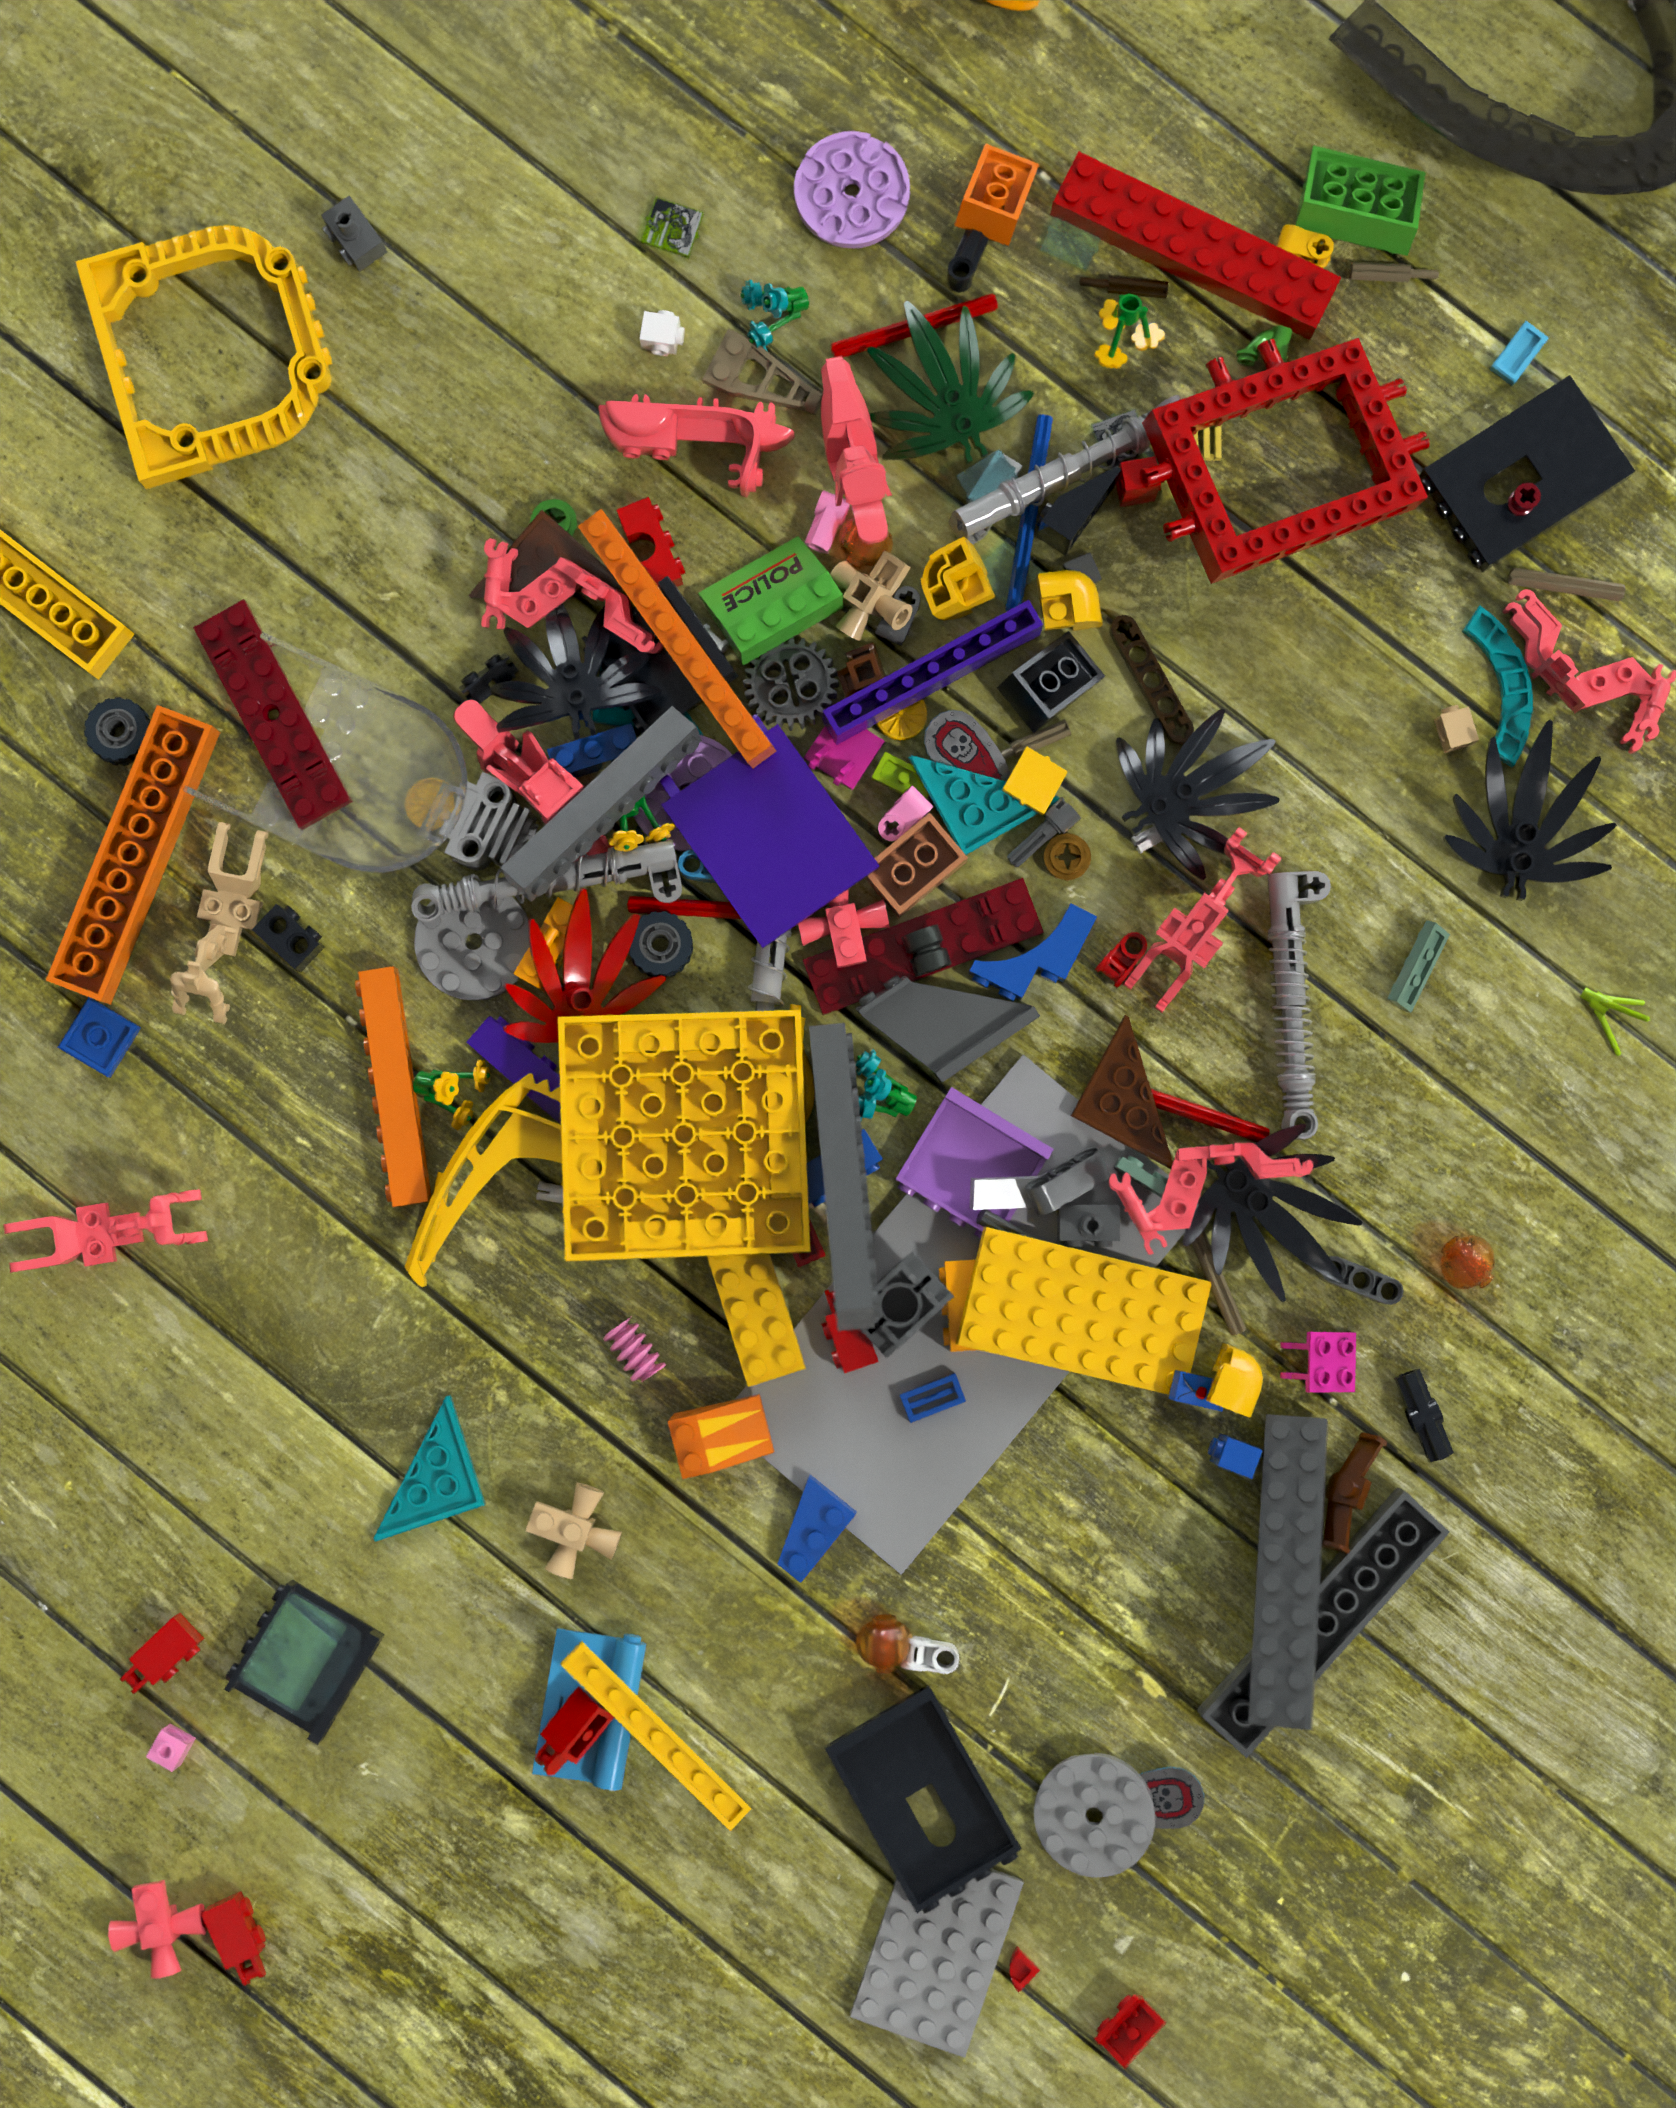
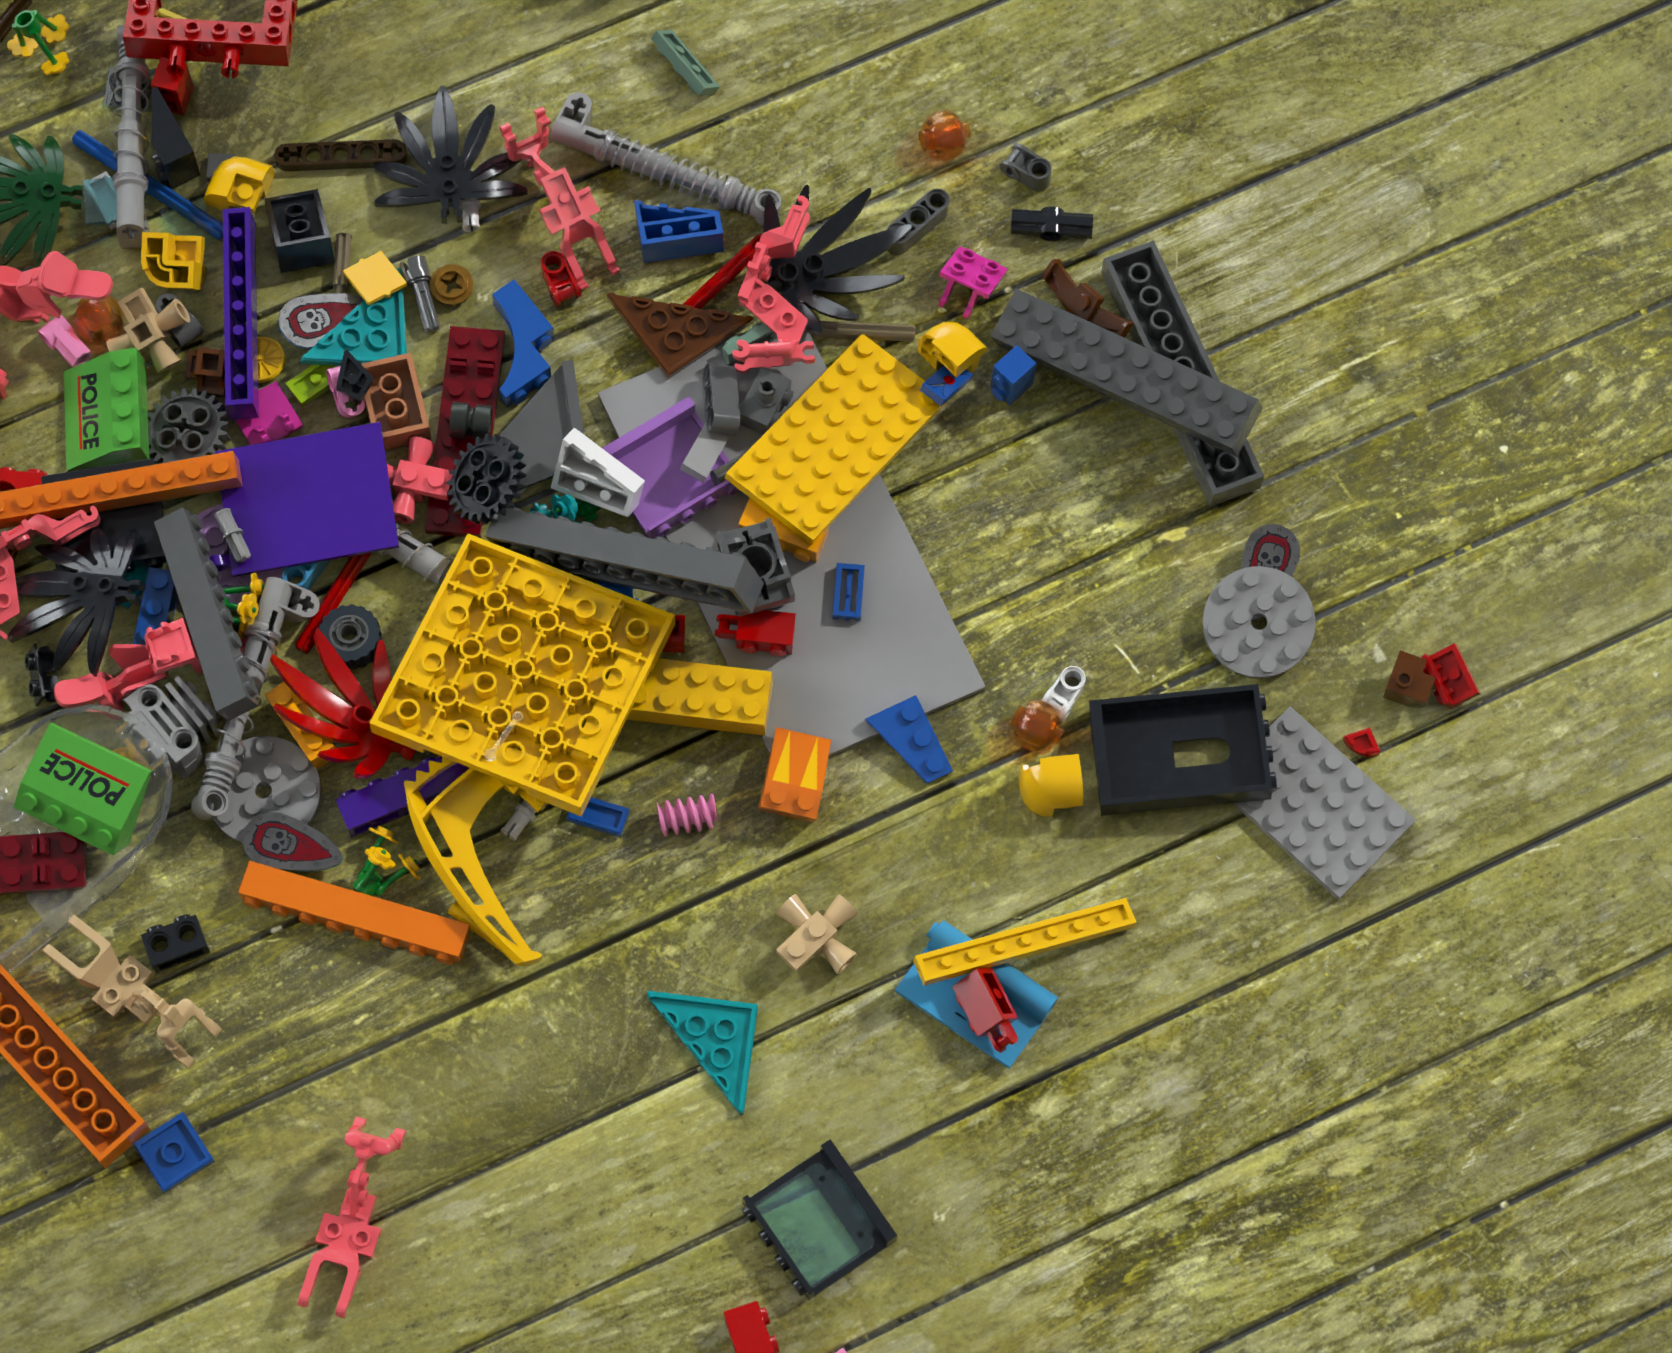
camera: 70 degrees left, 15 degrees down
(376, 781) = (83, 789): none -> bright green slope
(428, 993) = (289, 844): none -> shield
(578, 1148) = (490, 754): none -> clear hinge
(600, 1277) = (602, 817): none -> blue tile
(697, 786) = (232, 535): none -> light grey axle
(826, 1690) = (1052, 784): none -> yellow brick
(865, 999) = (486, 479): none -> black gear
(911, 817) = (353, 378): none -> black piece
(923, 1102) = (595, 476): none -> white wedge
(1101, 1992) = (1407, 682): none -> reddish brown brick
(1227, 1049) = (677, 232): none -> blue wedge
(1475, 1360) = (1023, 164): none -> dark grey piece

